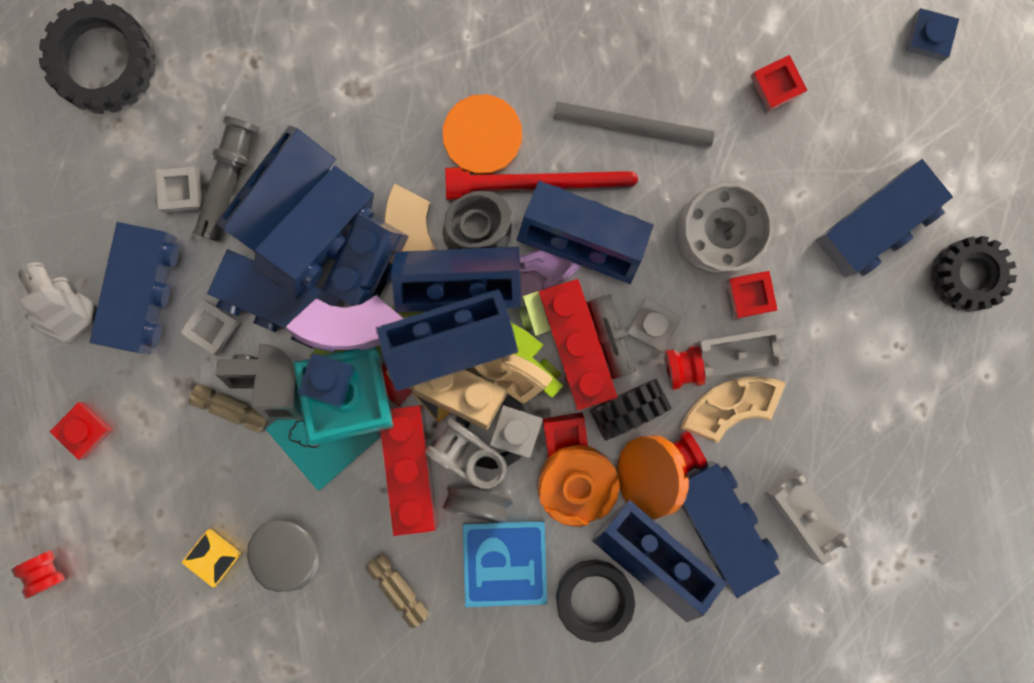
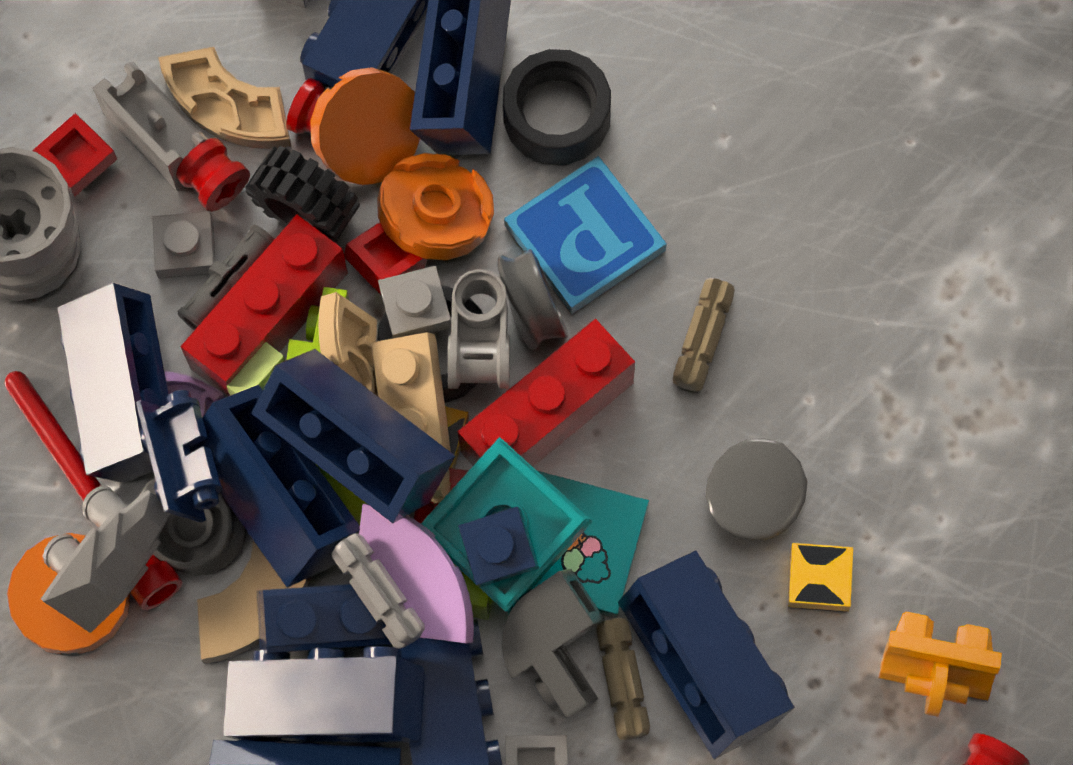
camera: 120 degrees left, 15 degrees down
(104, 603) = (940, 667): none -> light orange hips
(204, 462) = (706, 654): none -> dark blue brick
(347, 296) = (378, 591): none -> light grey axle
(469, 155) = (109, 561): none -> light grey connector
(488, 227) = (184, 480): none -> dark blue hinge

